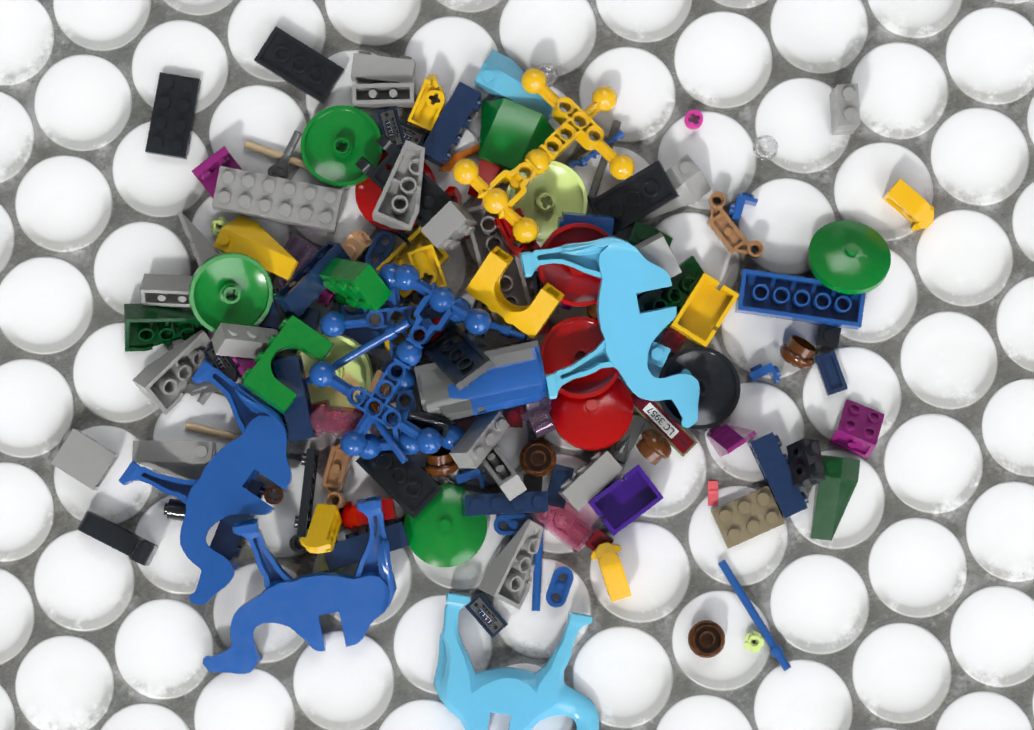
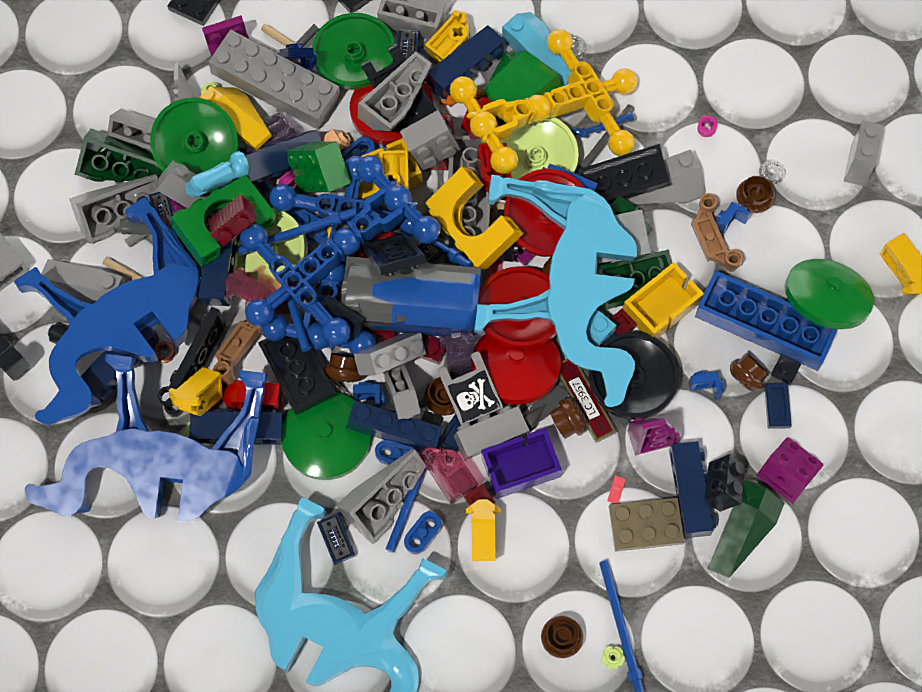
camera: 20 degrees right, 15 degrees down
(278, 313) = (218, 176): none -> medium azure piece
(292, 168) = (307, 56): none -> clear blue bracket
(298, 366) = (232, 220): none -> dark red brick
(563, 453) = (472, 393): none -> flag
(757, 177) = (755, 194): none -> reddish brown piece

